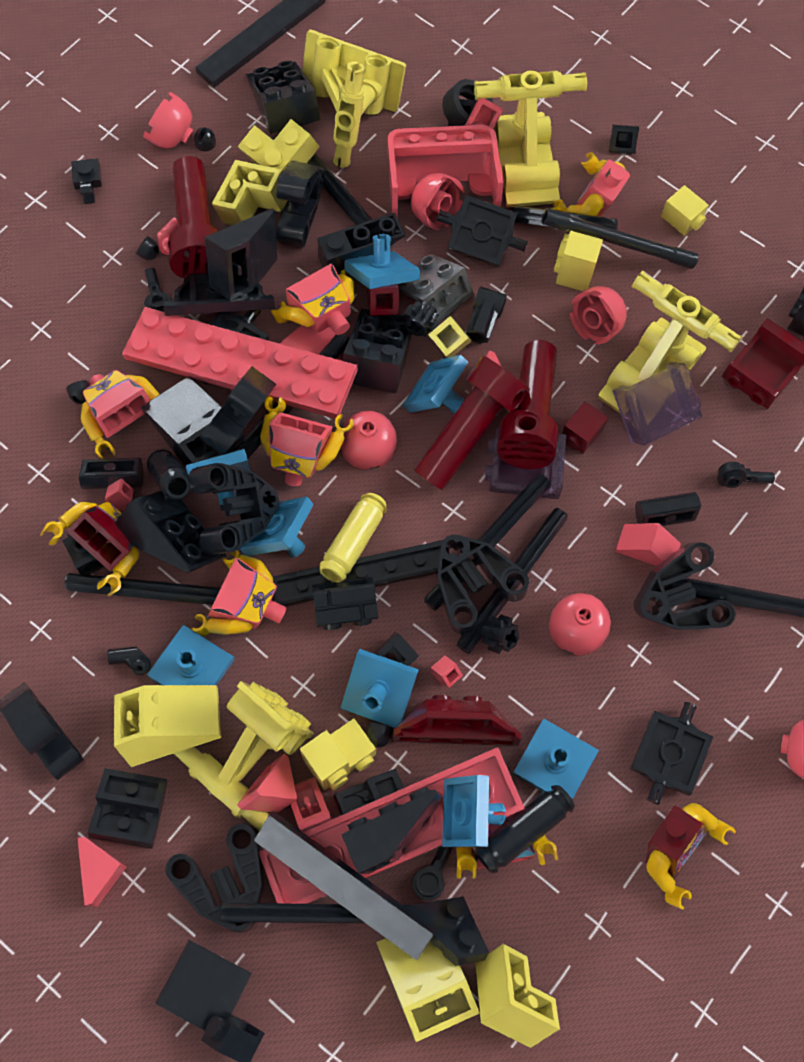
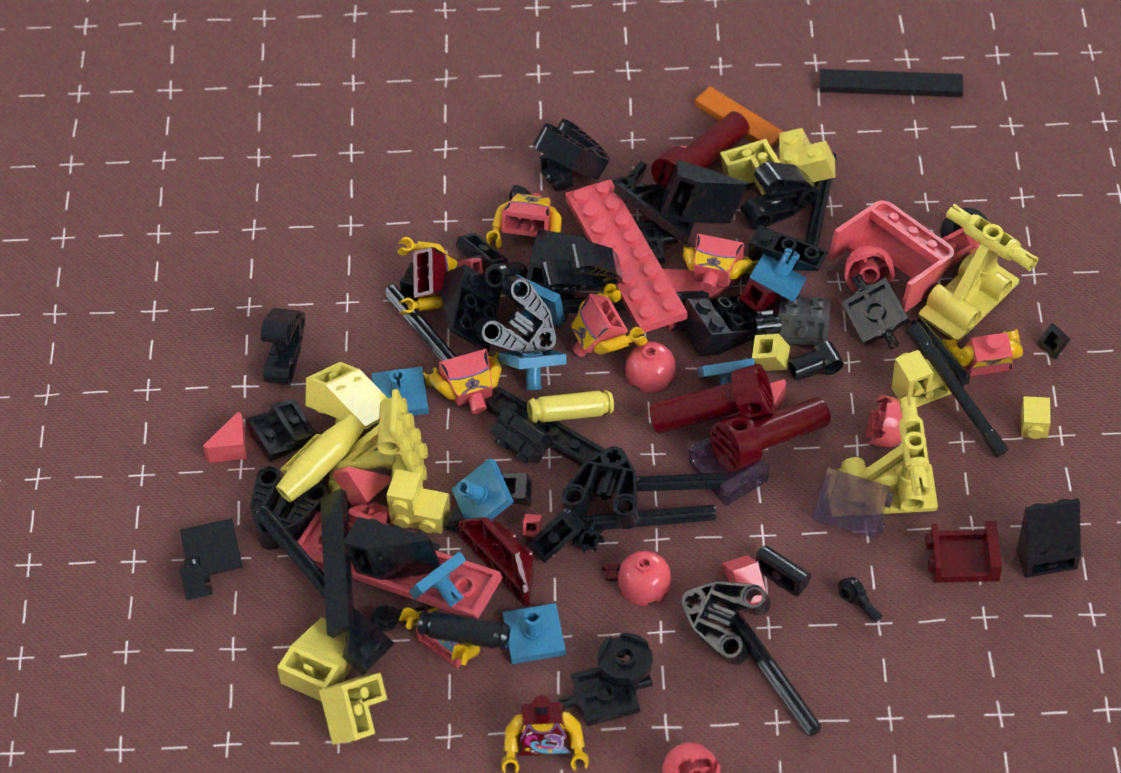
camera: 55 degrees right, 15 degrees down
(84, 308) = (572, 148): none -> black connector
(86, 176) = (673, 80): black plate -> none
(87, 340) = (556, 173): none -> black brick
(132, 657) = (376, 357): black arm -> none
(148, 249) = (655, 150): black hinge -> none
(160, 164) = (720, 105): none -> orange tile
(170, 123) = (758, 87): coral cylinder -> none
(206, 808) = (318, 457): none -> light yellow plate
(208, 140) = (774, 116): black hinge -> none
(284, 95) = (854, 130): black slope -> none
(354, 81) = (917, 161): light yellow plate -> none
(484, 661) = (556, 534): none -> black brick
(546, 644) = (611, 571): none -> dark red piece
(584, 427) = (790, 478): dark red brick -> none
(669, 694) = (629, 672): none -> black plate

